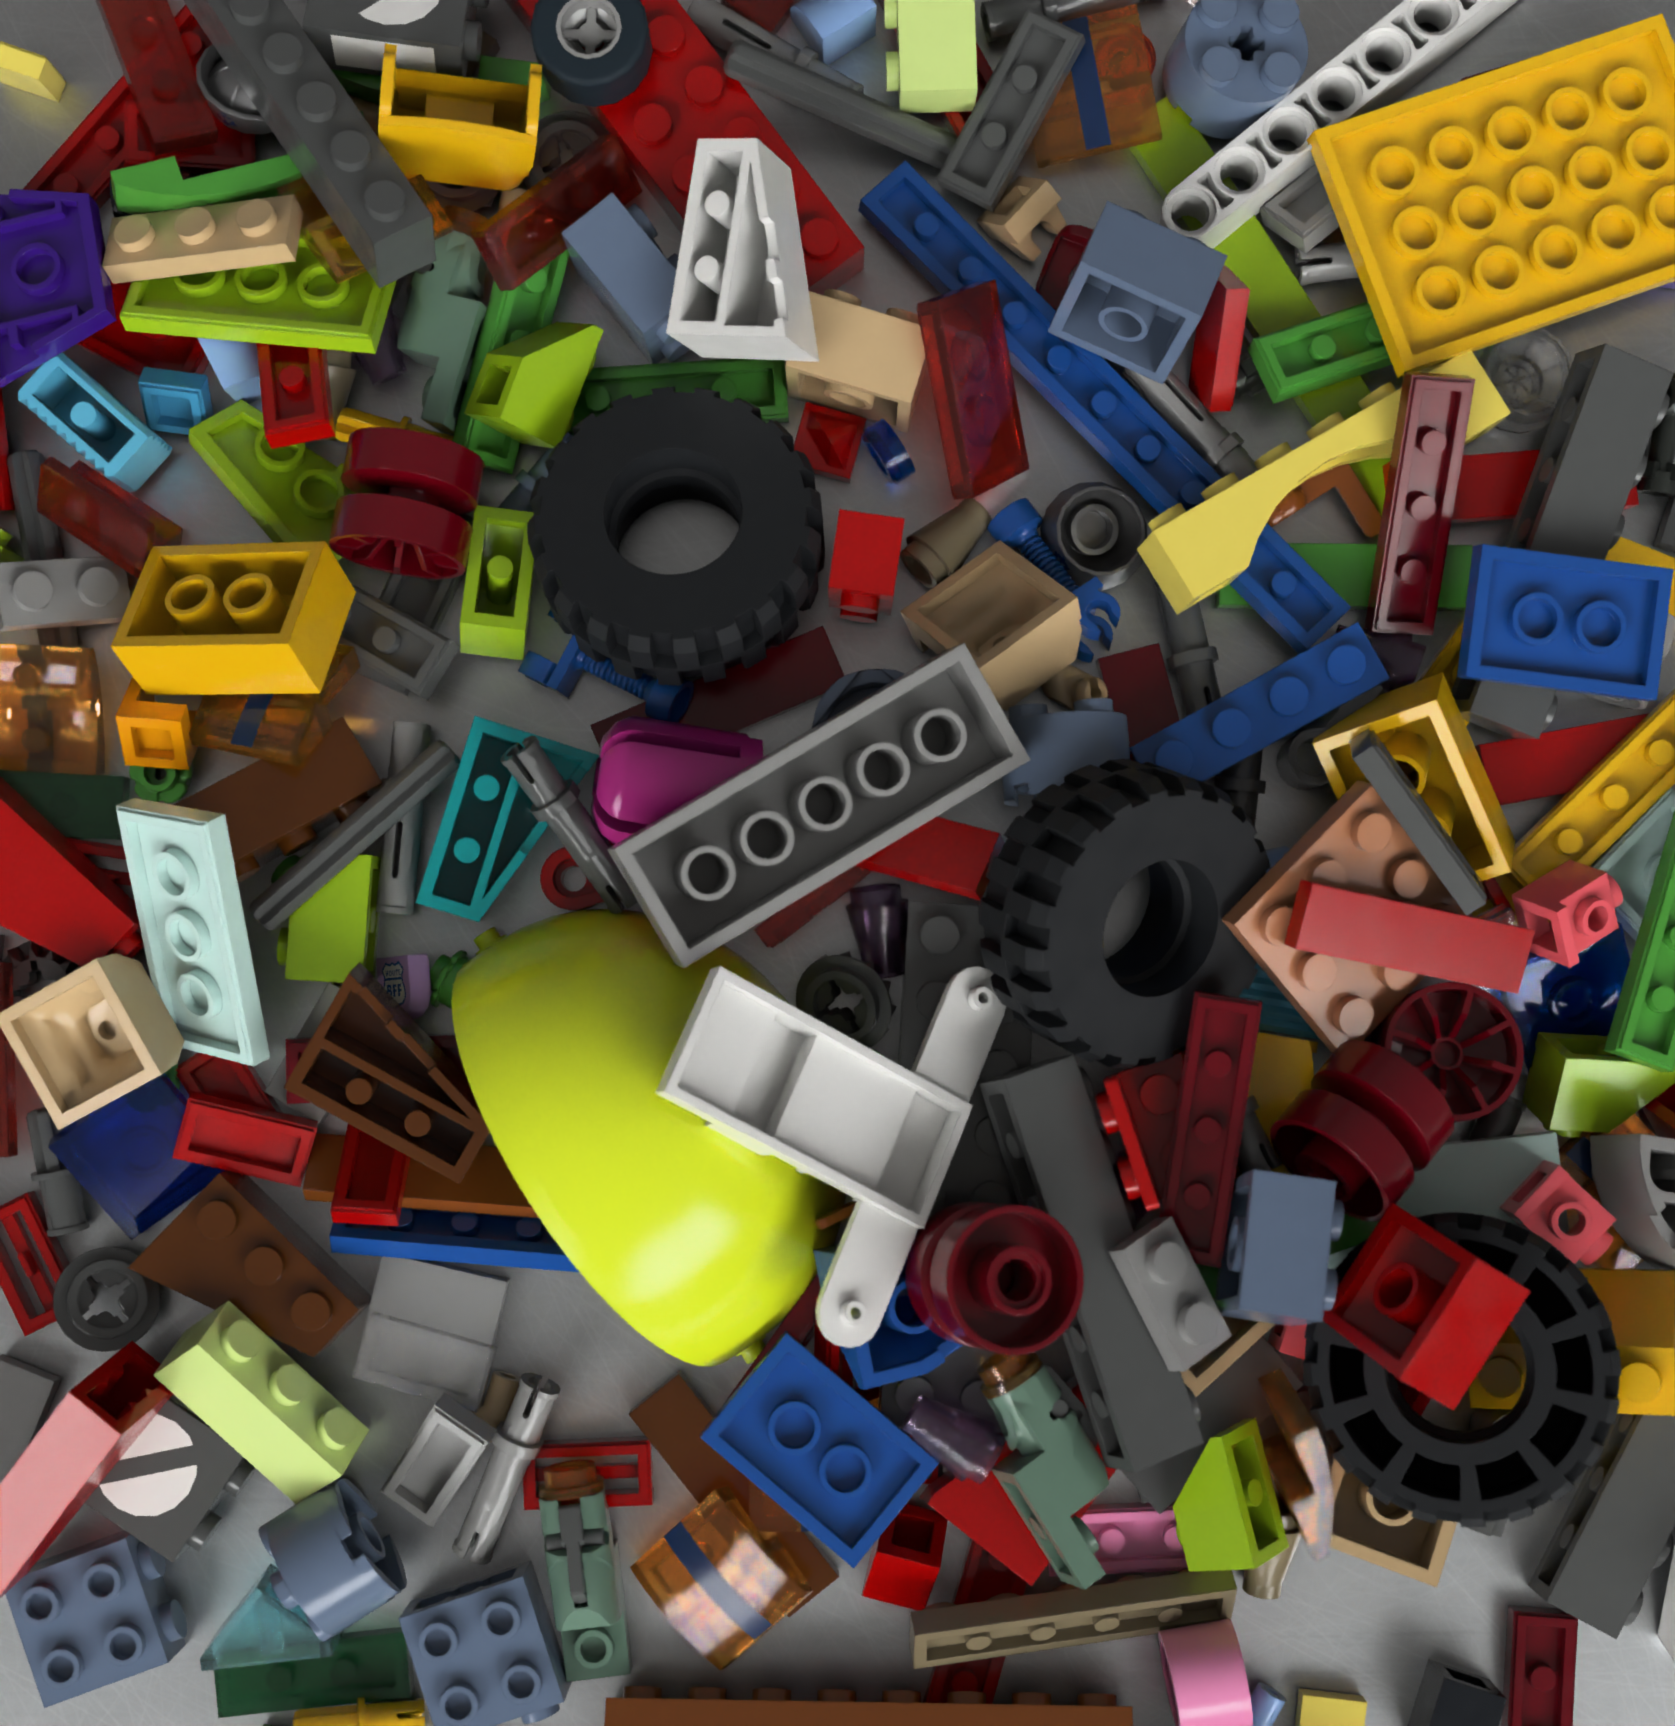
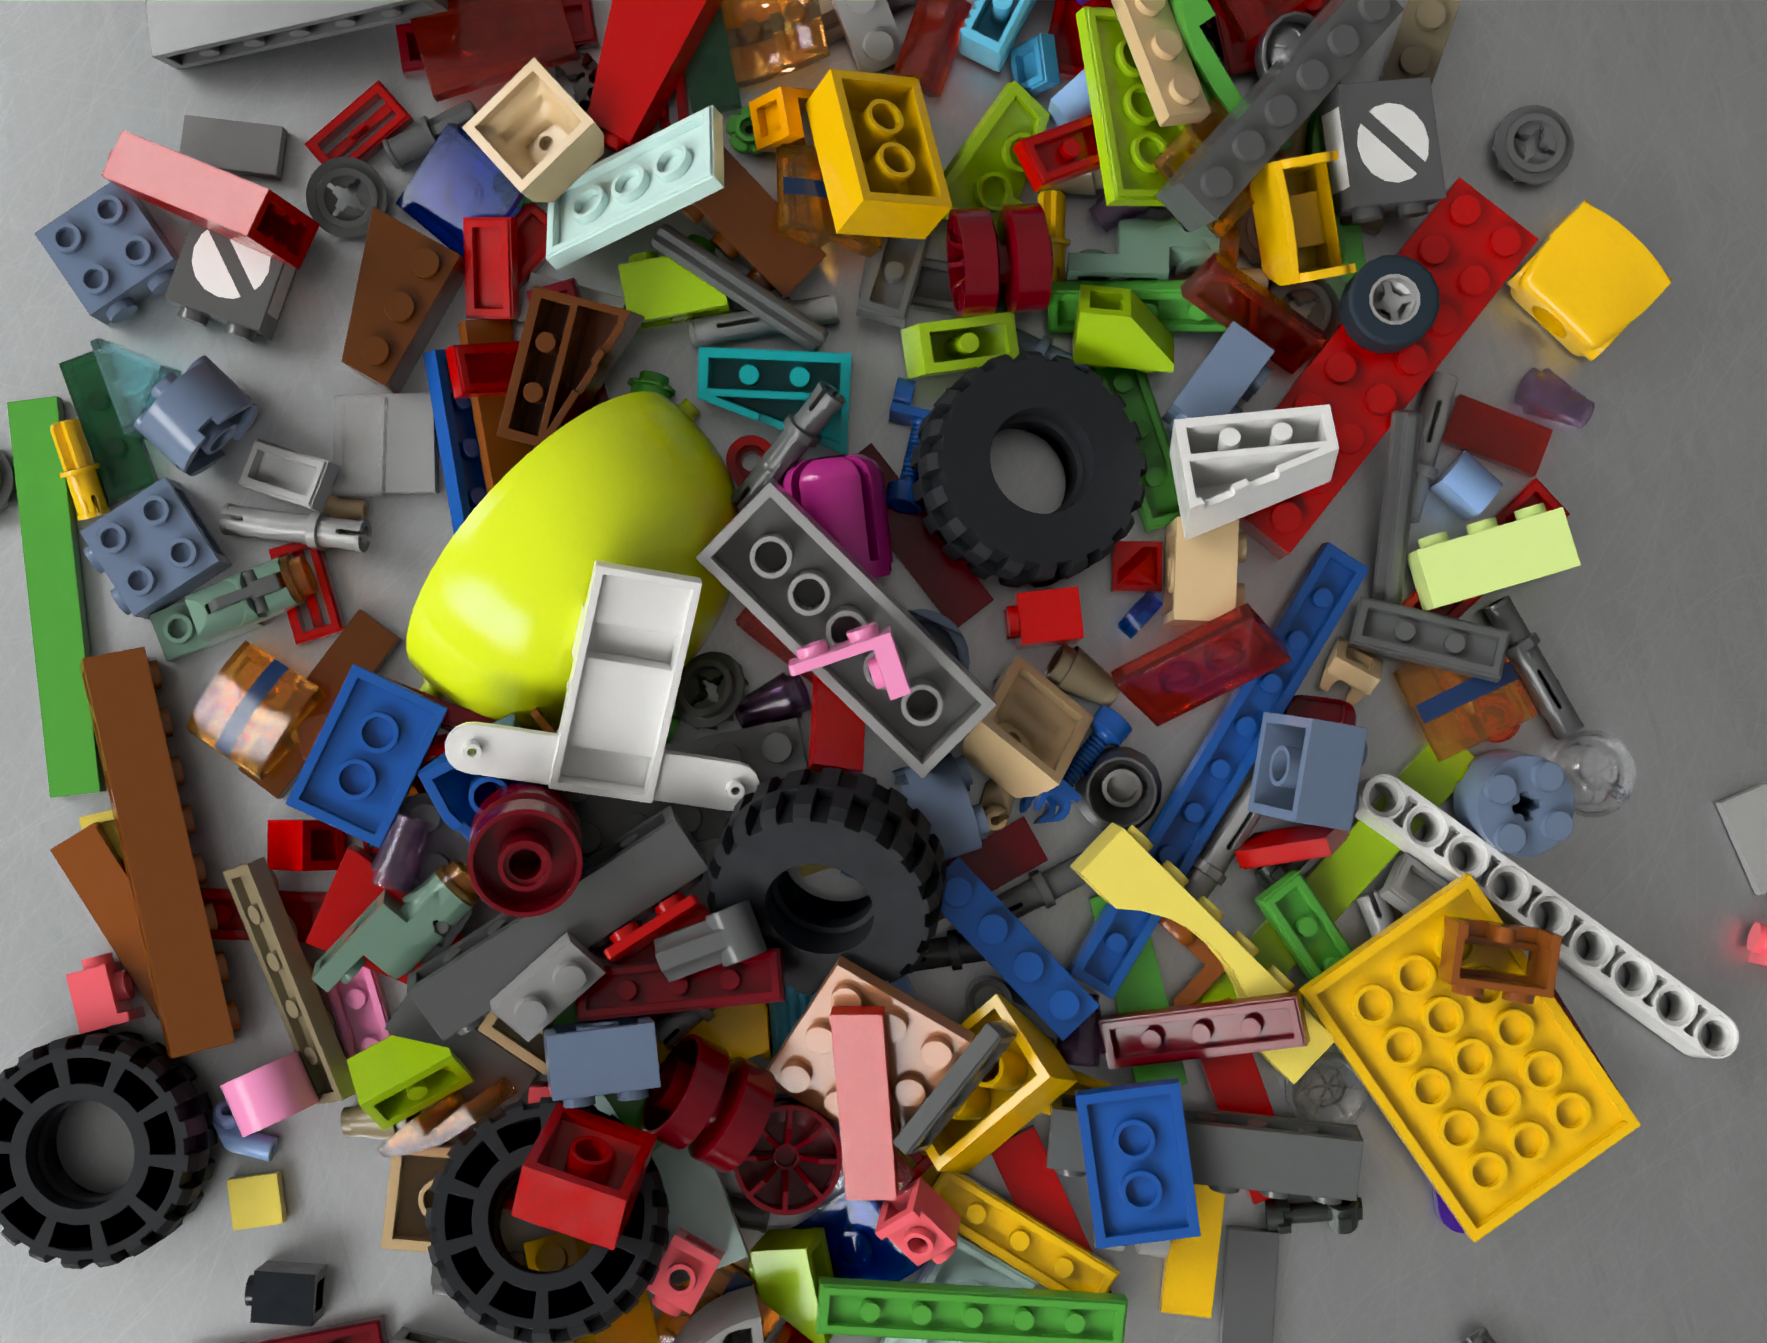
camera: 75 degrees right, 0 degrees up
(262, 1402) = (298, 333): yellowish green brick -> none
(407, 981) = (640, 356): lavender tile -> none
(885, 765) = (885, 668): none -> bright pink bracket
(1166, 1054) = (722, 938): none -> dark grey piece
(1444, 72) = (1541, 964): none -> dark orange window

